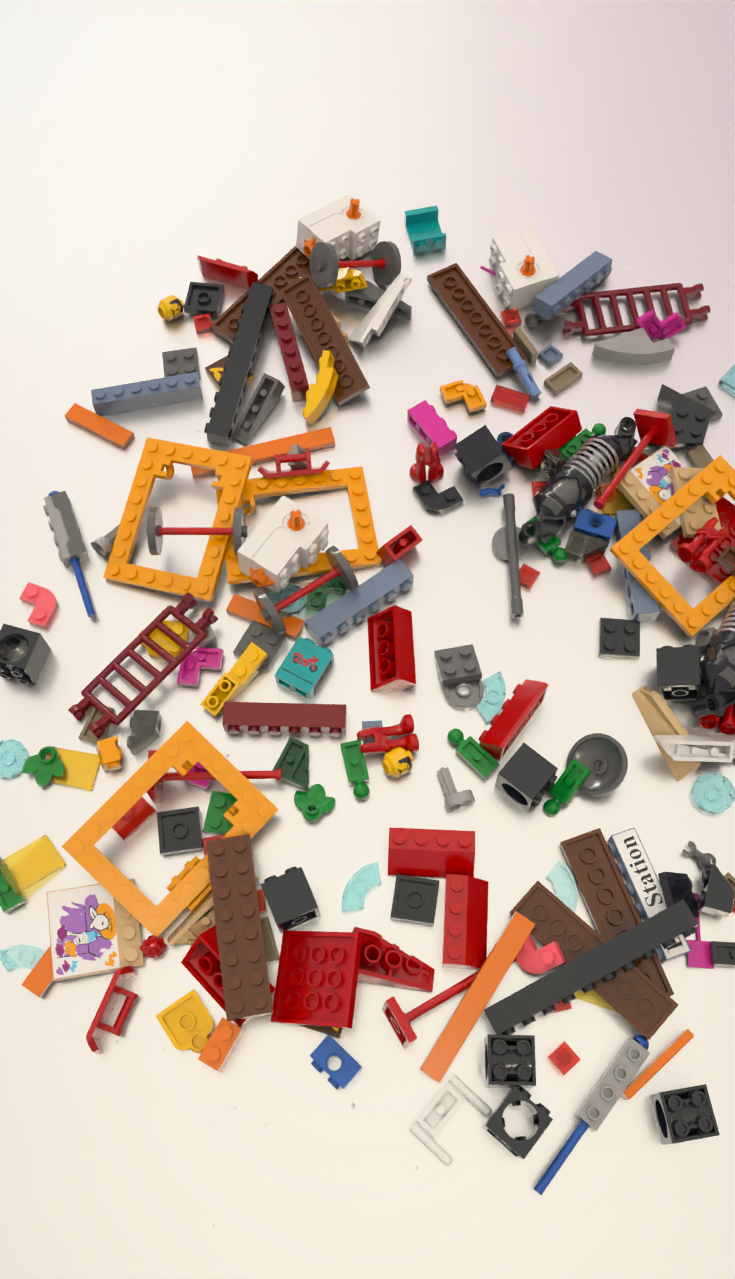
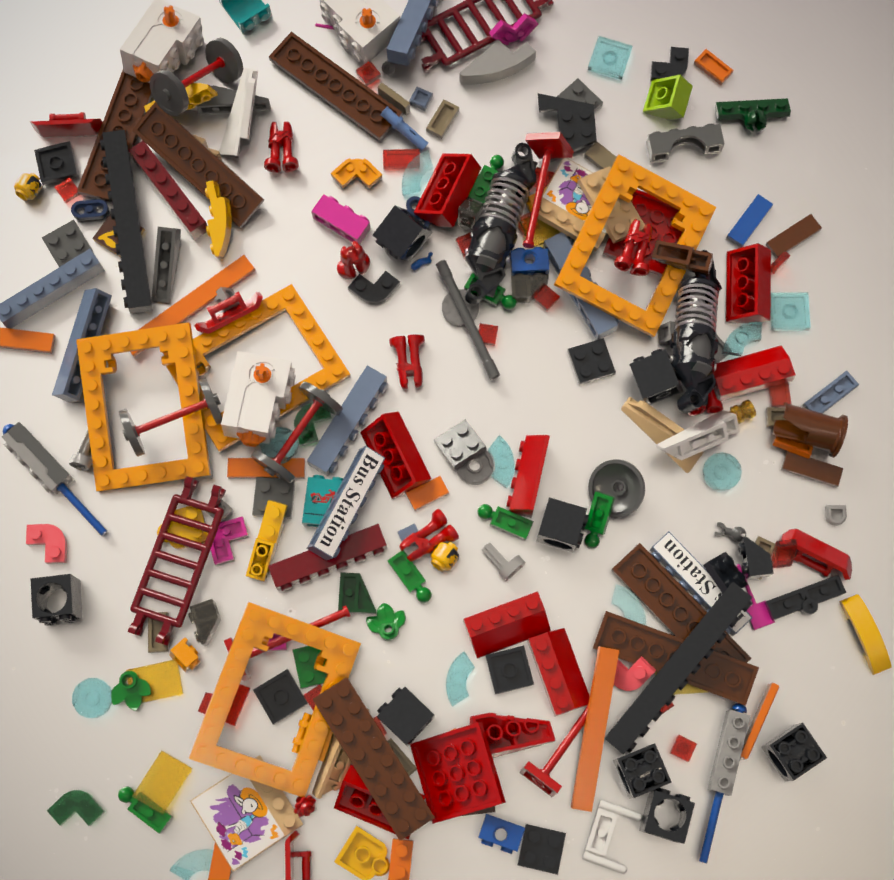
camera: 25 degrees left, 10 degrees up
(168, 430) = (86, 325): none -> sand blue brick
(217, 345) = (90, 209): none -> dark blue plate
(321, 673) = (345, 504): none -> brick
(370, 1099) = (541, 849): none -> black plate
(399, 545) = (361, 352): red brick -> none
(406, 698) = (427, 493): none -> orange tile
(407, 345) = (276, 141): none -> red piece
(434, 577) = (405, 369): none -> red piece
(517, 412) = (414, 173): none -> clear light blue tile

